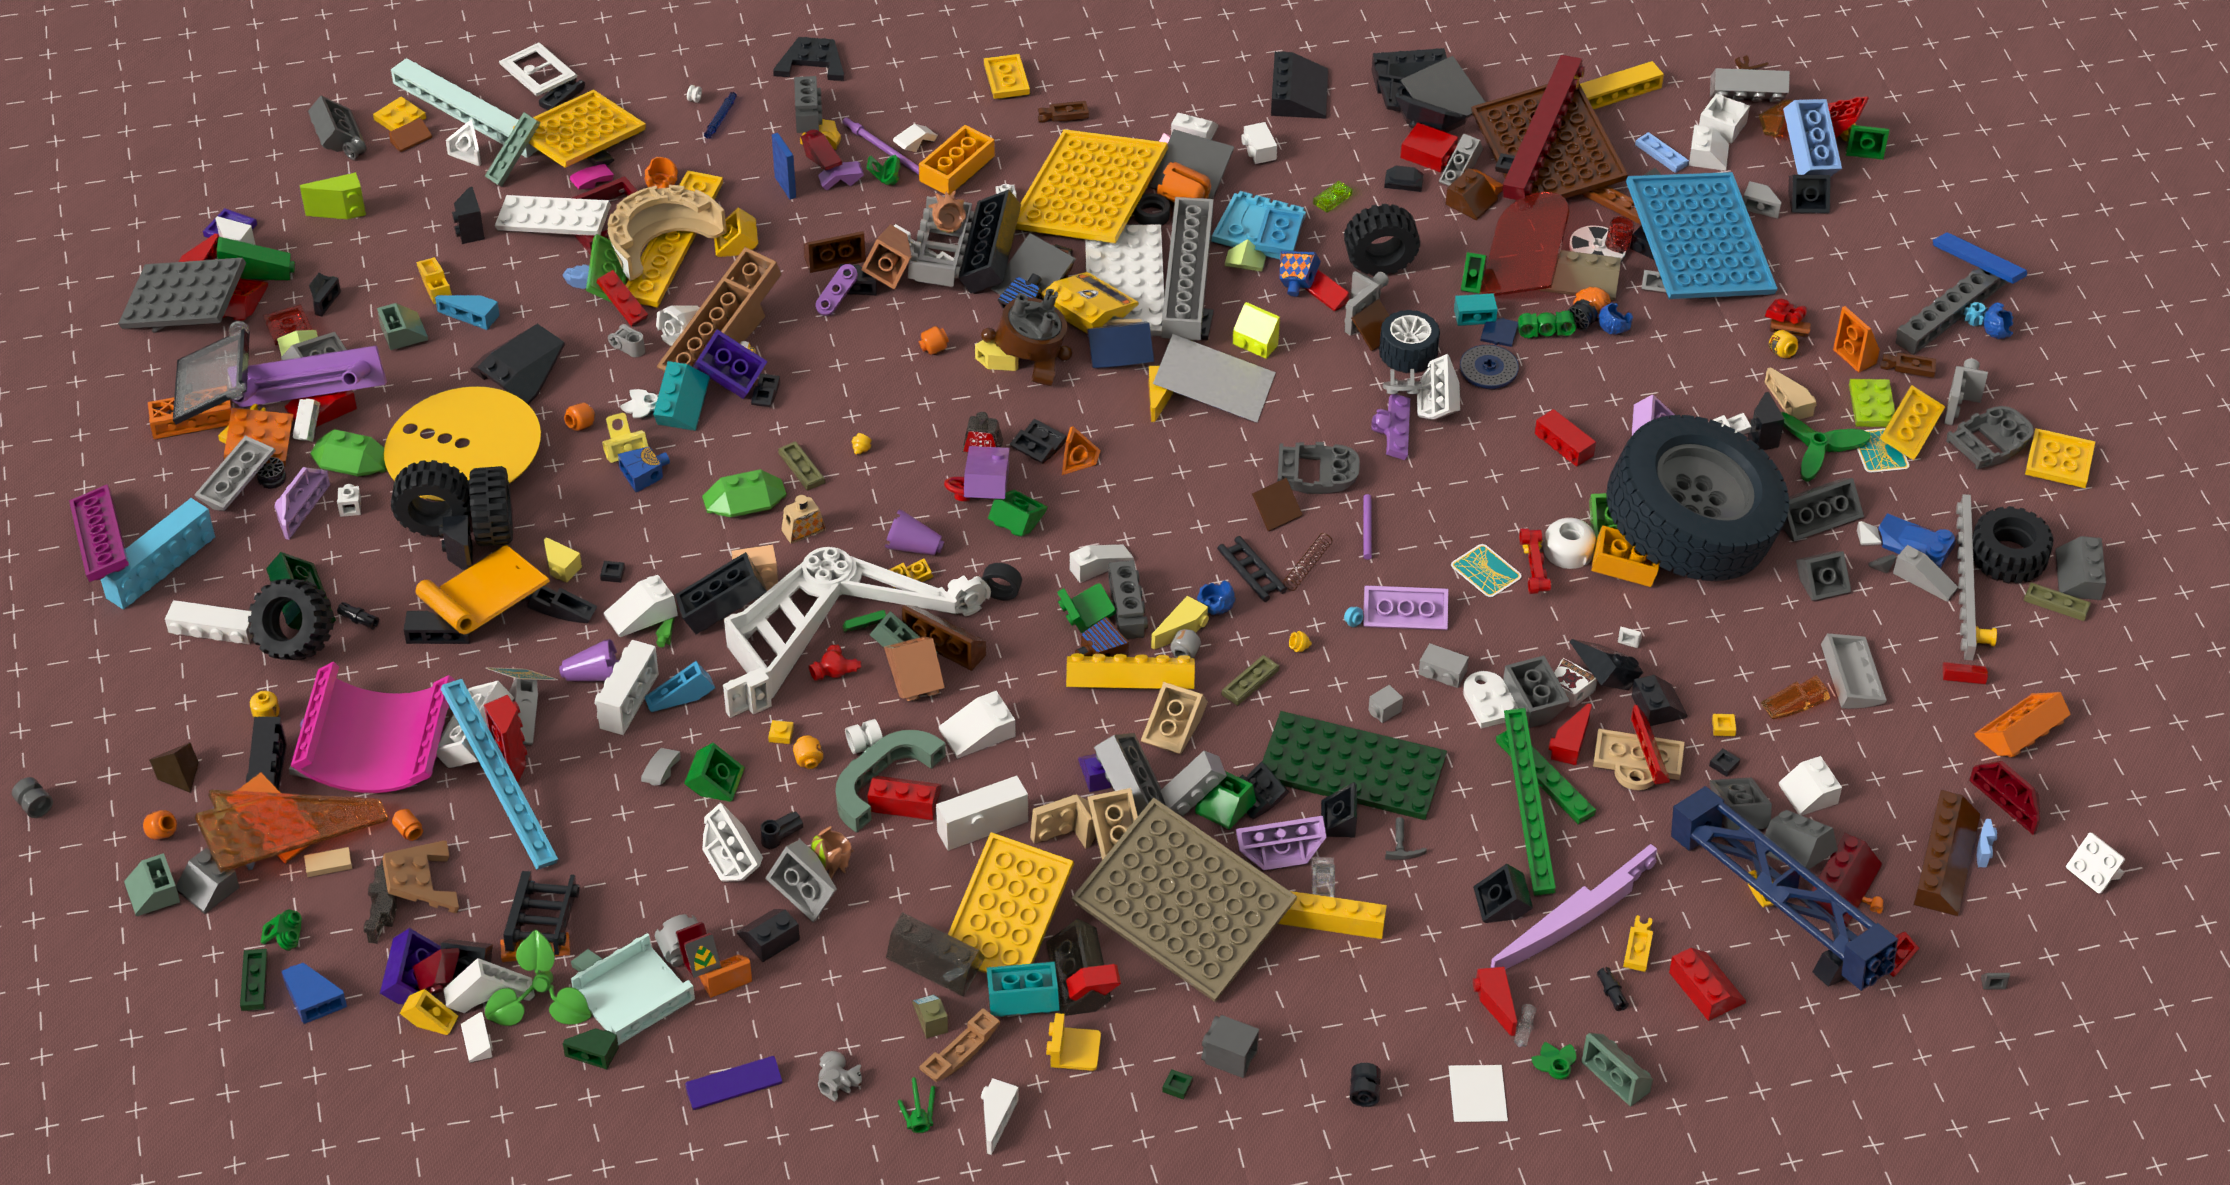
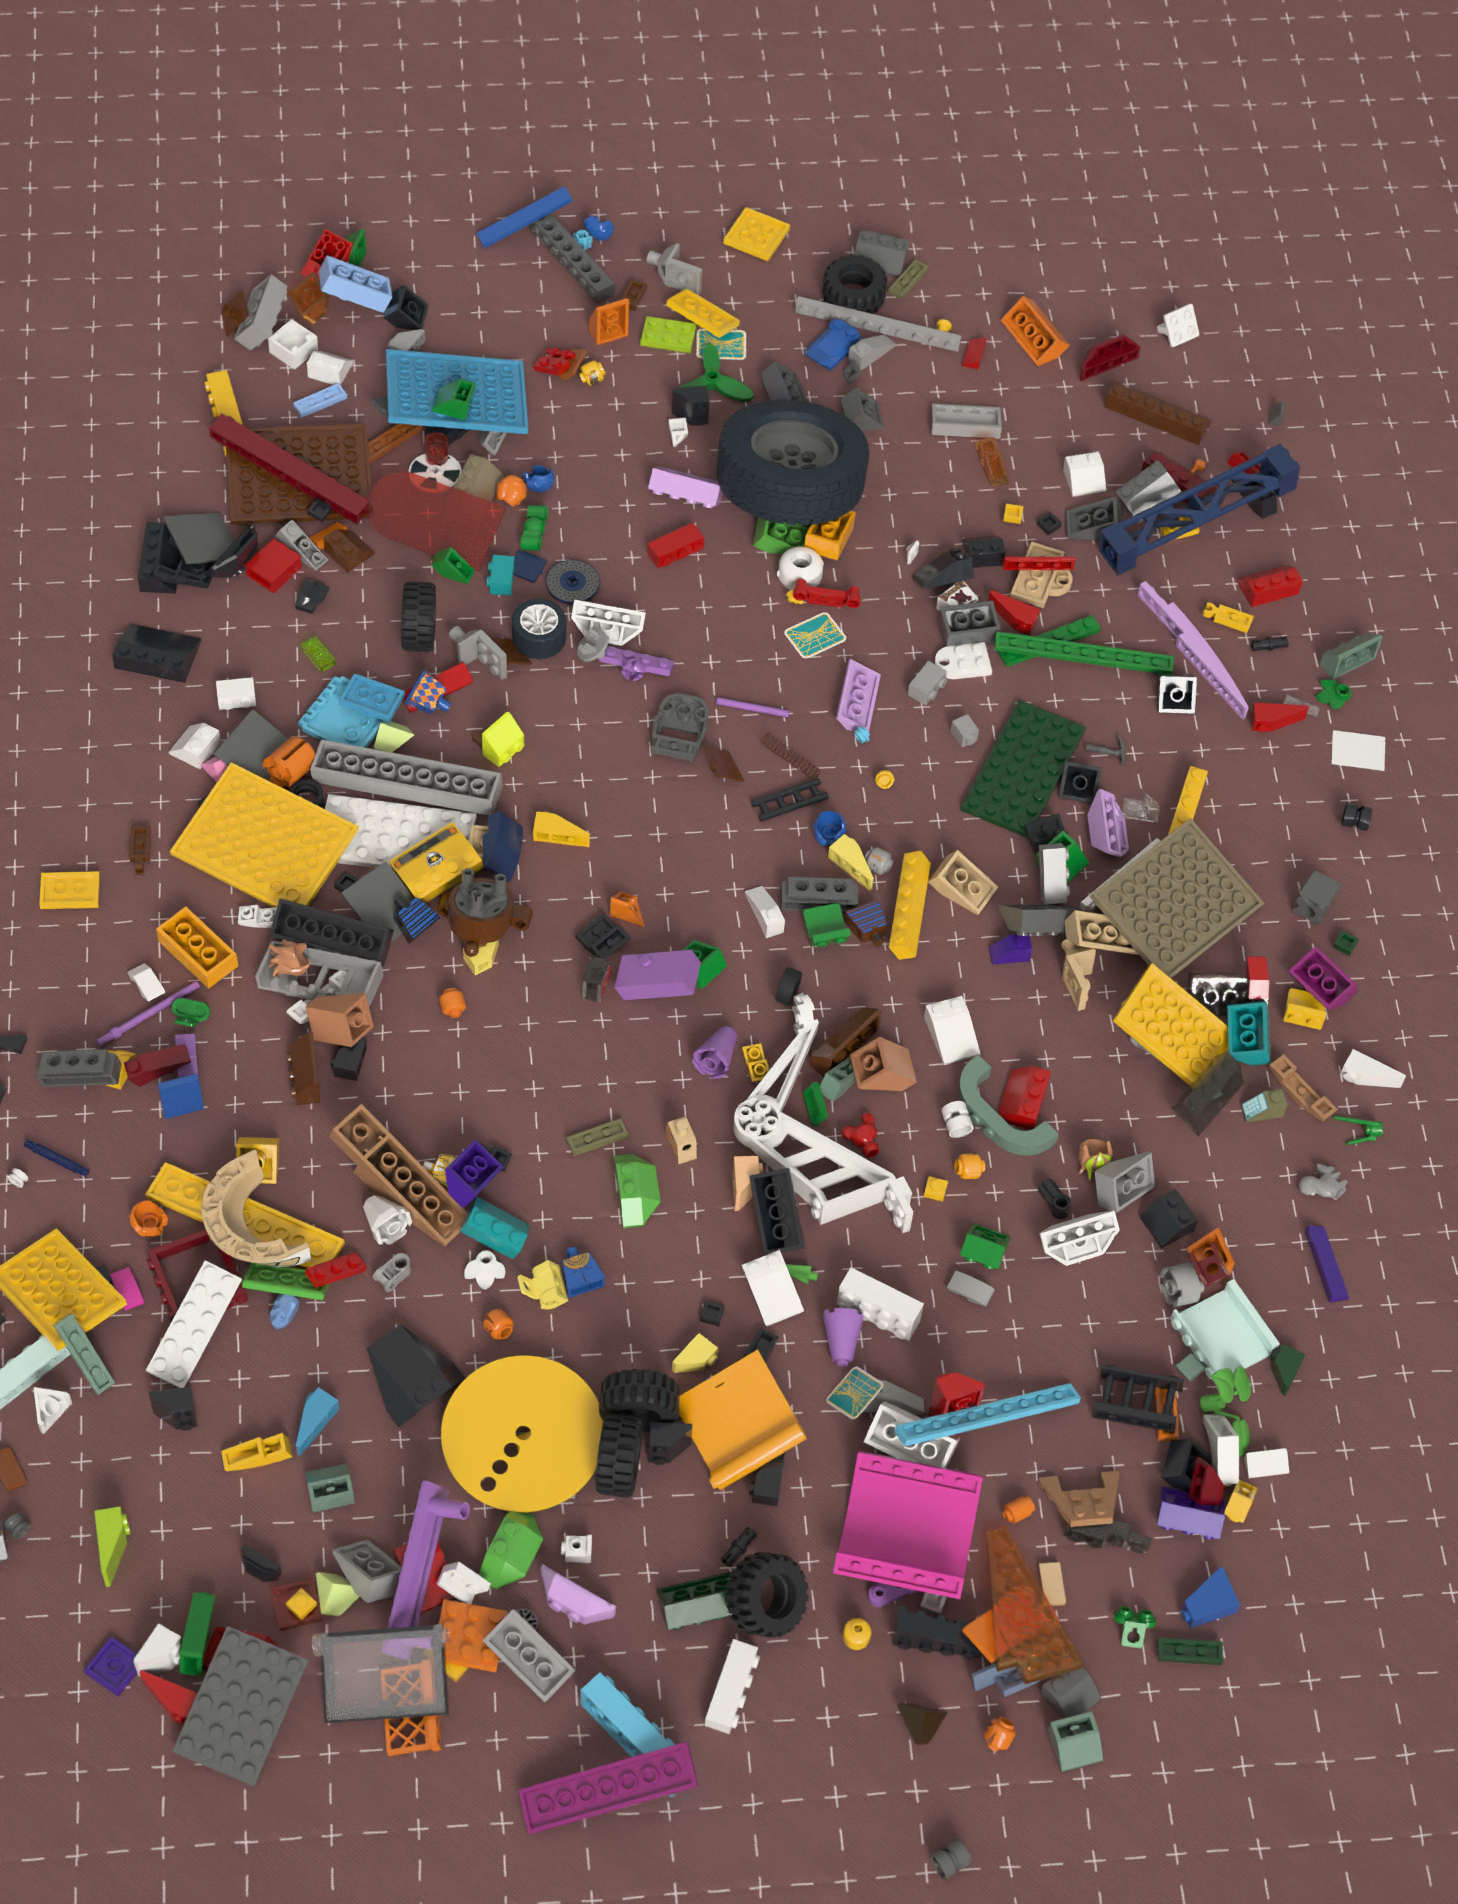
camera: 85 degrees left, 10 degrees up
(284, 323) = (301, 1604): none -> yellow plate
(682, 688) = (879, 1260): dark azure slope -> none
(835, 298) = (362, 1068): medium lavender plate -> none
(861, 443) = (580, 1082): yellow plate -> none
(958, 482) = (661, 1007): red piece -> none
(982, 812) = (1062, 1036): white brick -> none
(1113, 1057) = (1323, 979): none -> magenta slope
(1214, 378) = (552, 784): flat silver sticker -> none
(1250, 680) = (919, 823): olive tile -> none
(1583, 314) = (528, 497): black wheel -> none
(1673, 224) = (455, 399): none -> green slope
(1790, 395) = (653, 384): tan slope -> none
(1868, 534) = (819, 375): white slope -> none
(1984, 847) = (1145, 384): light blue slope -> none
(2002, 426) = (725, 256): dark grey slope -> none

